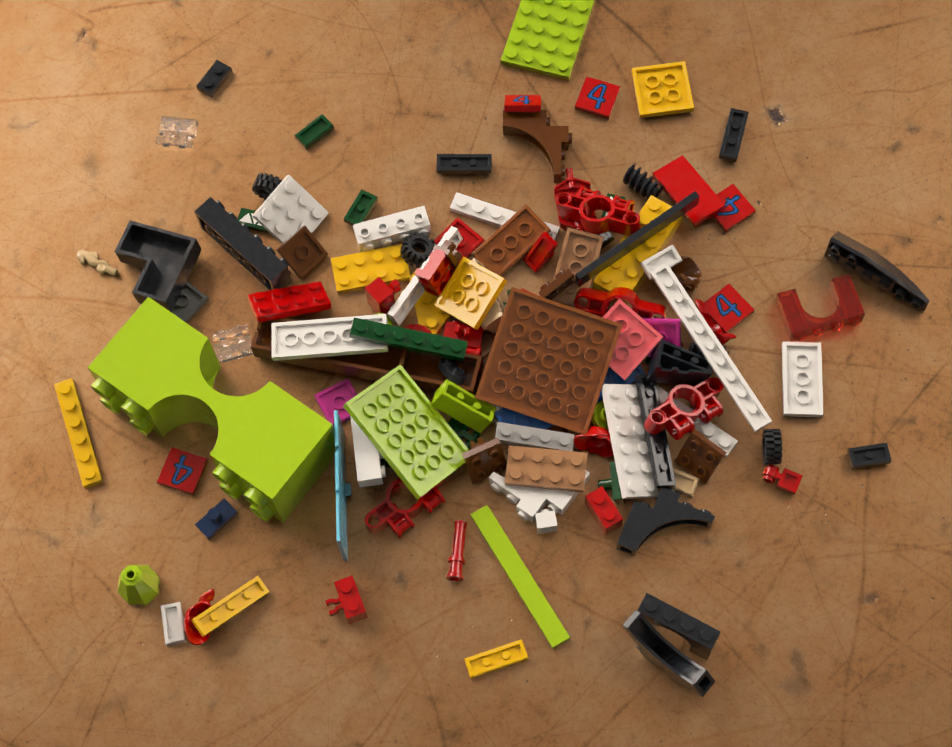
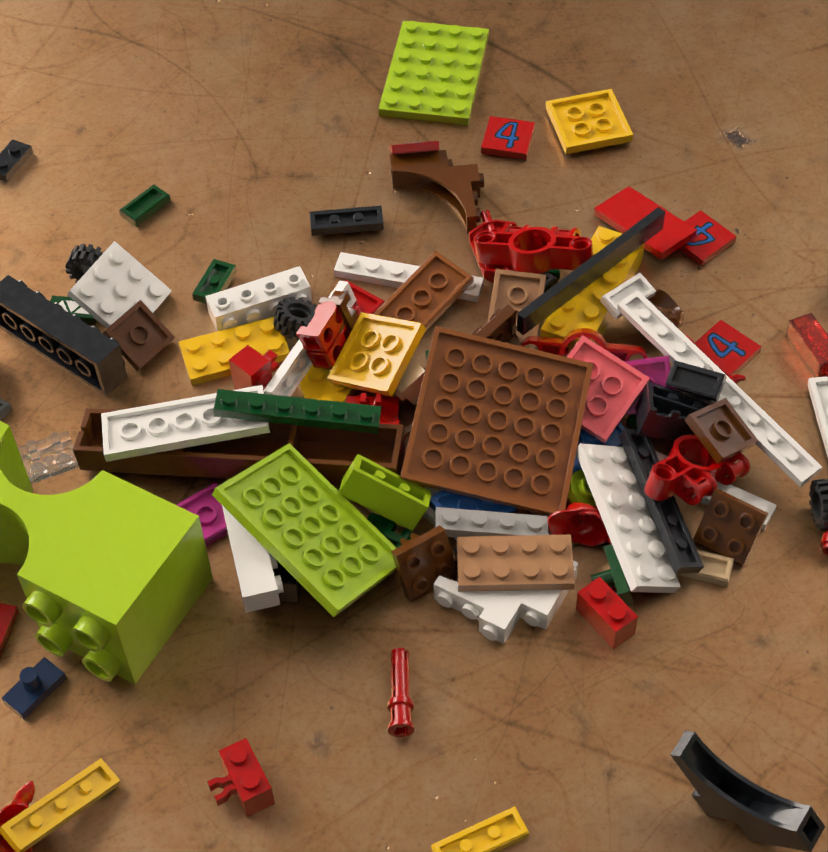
camera: 10 degrees left, 15 degrees down
(289, 301) = (124, 392): red plate -> none
(342, 488) = (219, 624): medium azure door -> none
(397, 519) = (310, 657): red piece -> none
(452, 371) = (360, 445): black plate -> none
(520, 577) = (500, 721): lime tile -> none
(541, 252) = (464, 305): red tile -> none
(546, 521) = (525, 637): white plate -> none
(642, 184) = (579, 217): black piece -> none
(667, 512) = (698, 606): black arch -> none
(695, 343) = (695, 380): none -> black tile
(698, 634) = (786, 758): black arch -> none
(705, 386) = (721, 430): none -> reddish brown plate
(733, 134) = (689, 159): black plate -> none

